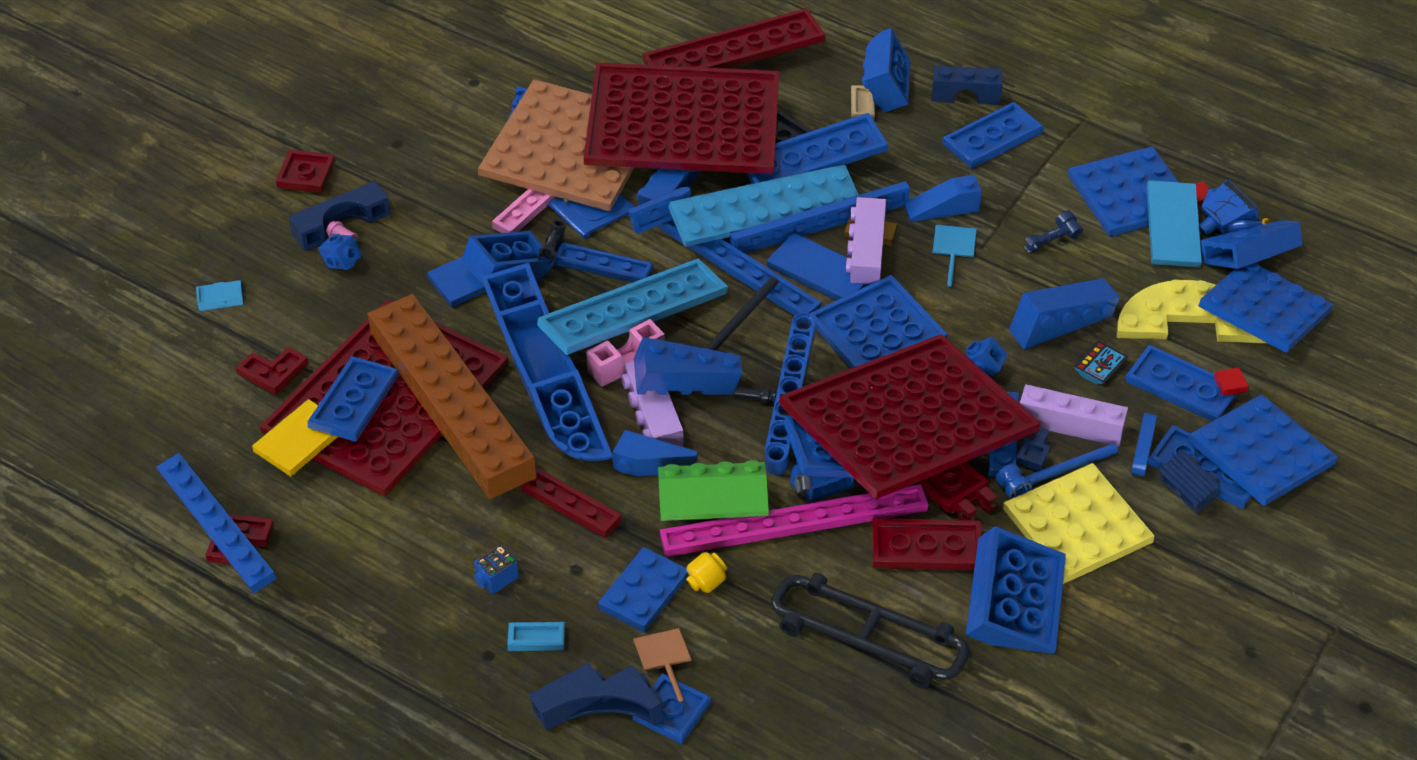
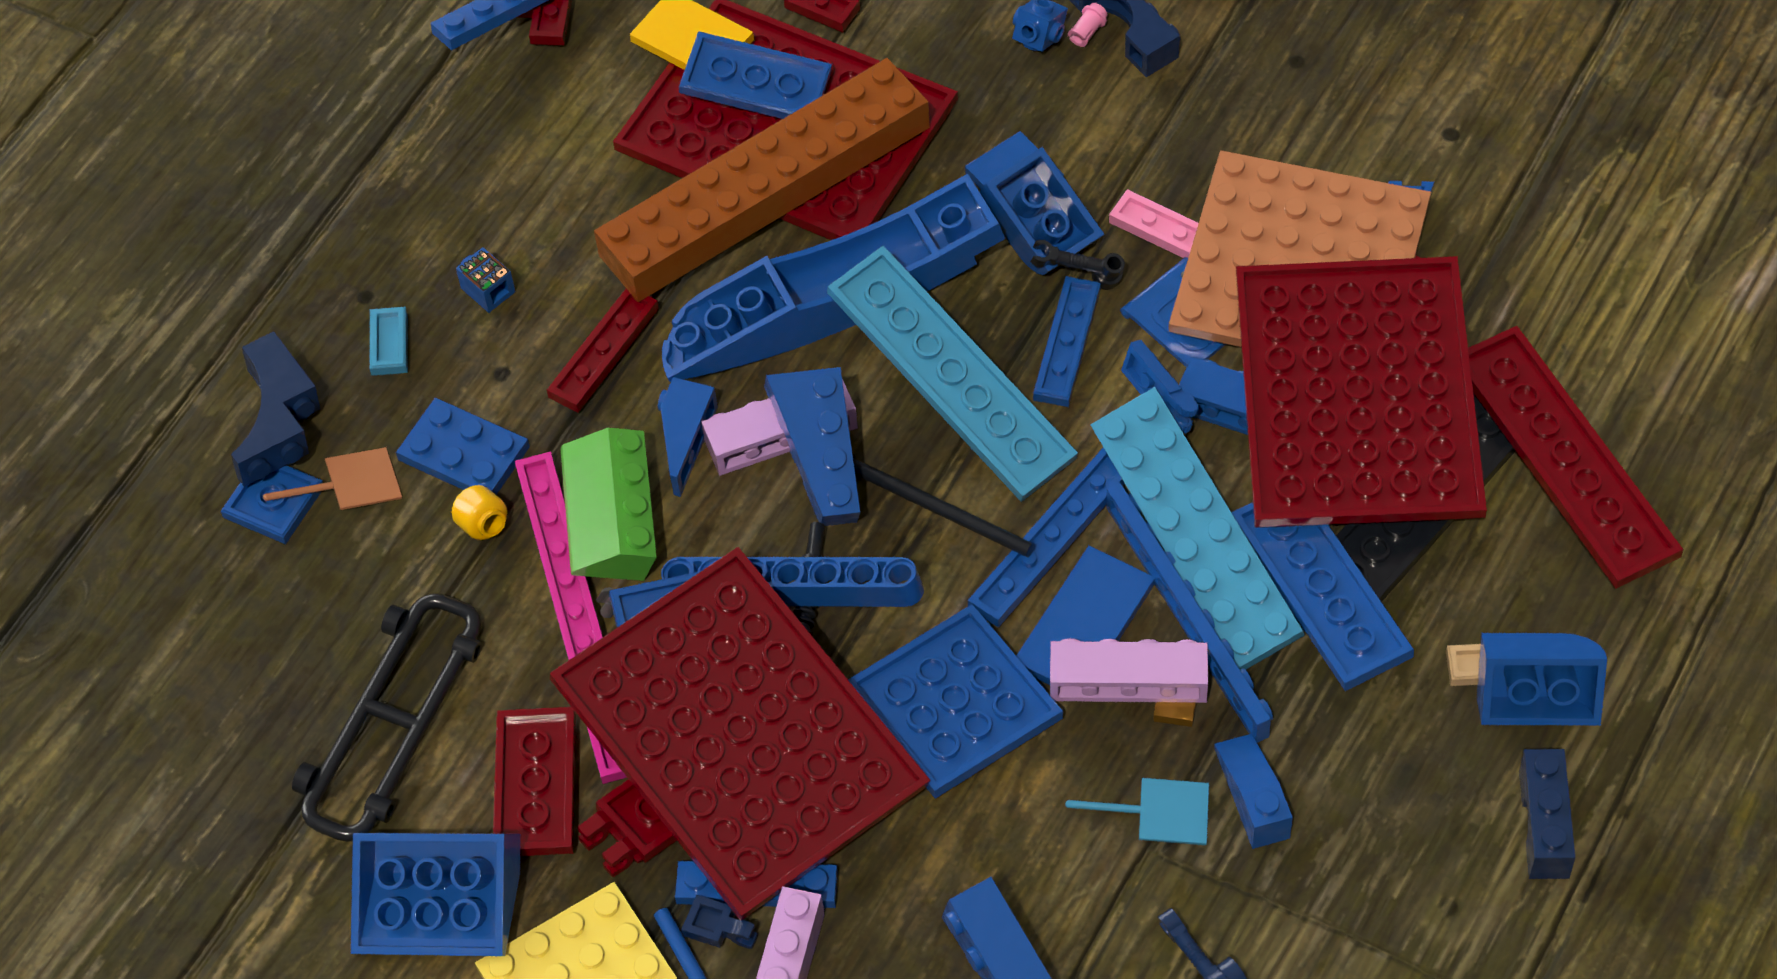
camera: 90 degrees right, 10 degrees up
(607, 363) = (881, 394): bright pink arch -> none
(987, 355) = (890, 845): blue brick -> none
(992, 135) = (1440, 865): blue tile -> none
(1011, 479) = (649, 892): blue wheel -> none

